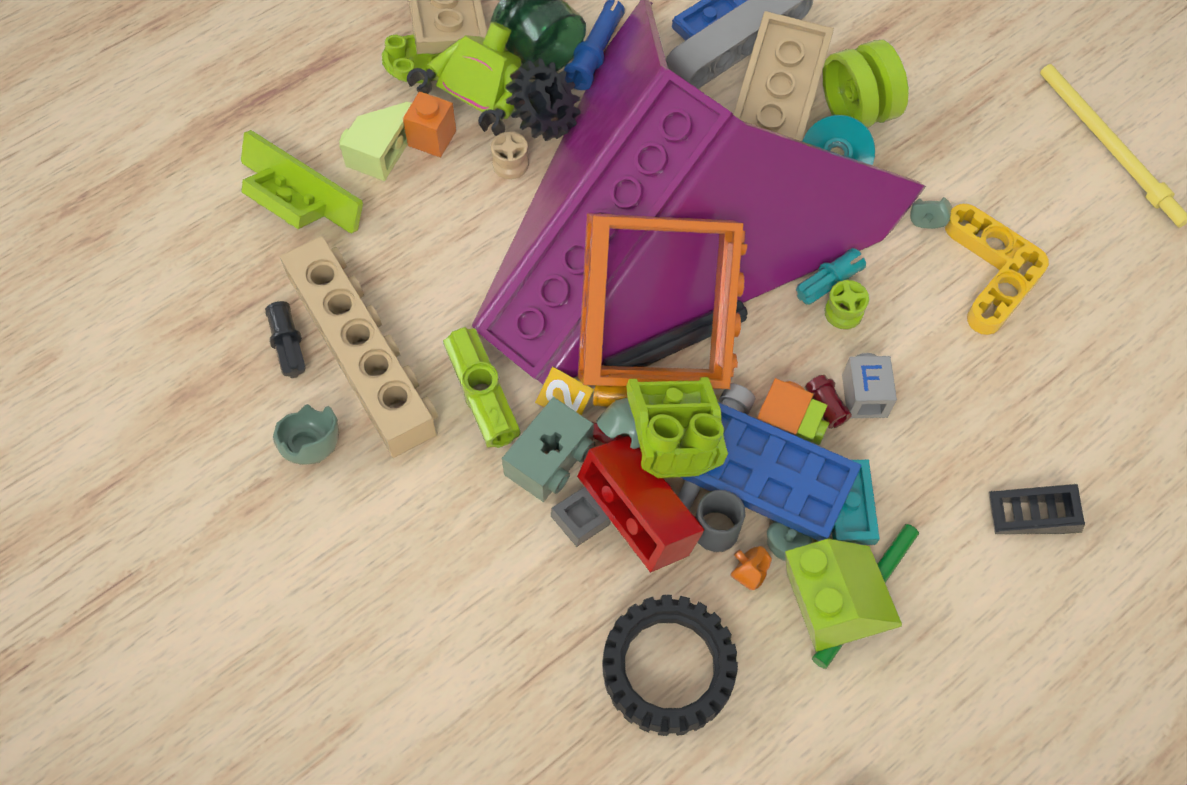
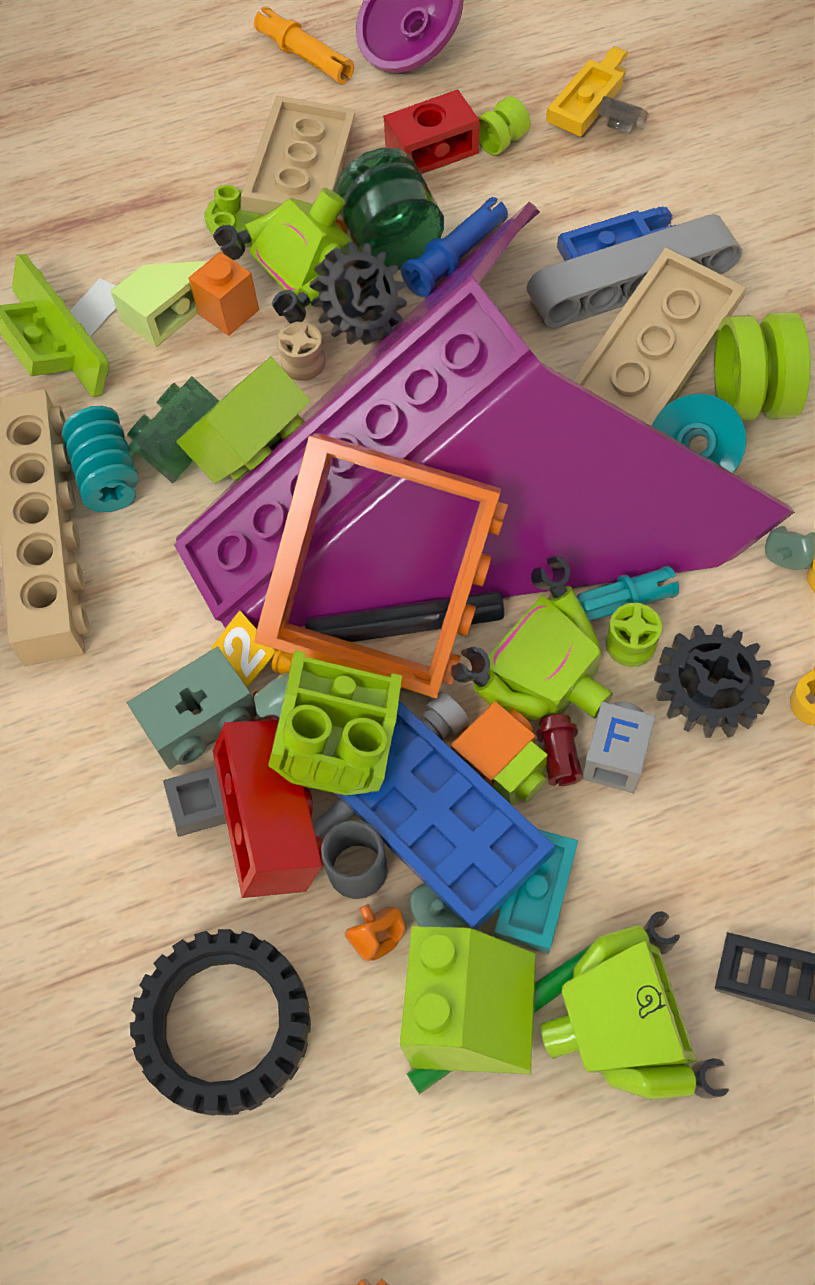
camera: 25 degrees right, 0 degrees up
(321, 155) = (94, 306): none -> white sticker
(388, 280) = (100, 459): none -> teal piece
(438, 240) = (157, 437): none -> clear green bracket
(488, 405) = (150, 635): lime piece -> none
(500, 221) = (245, 423): none -> lime brick
(793, 335) = (543, 658): none -> lime torso
(912, 319) = (739, 675): none -> black gear
(952, 567) = (629, 1018): none -> lime torso

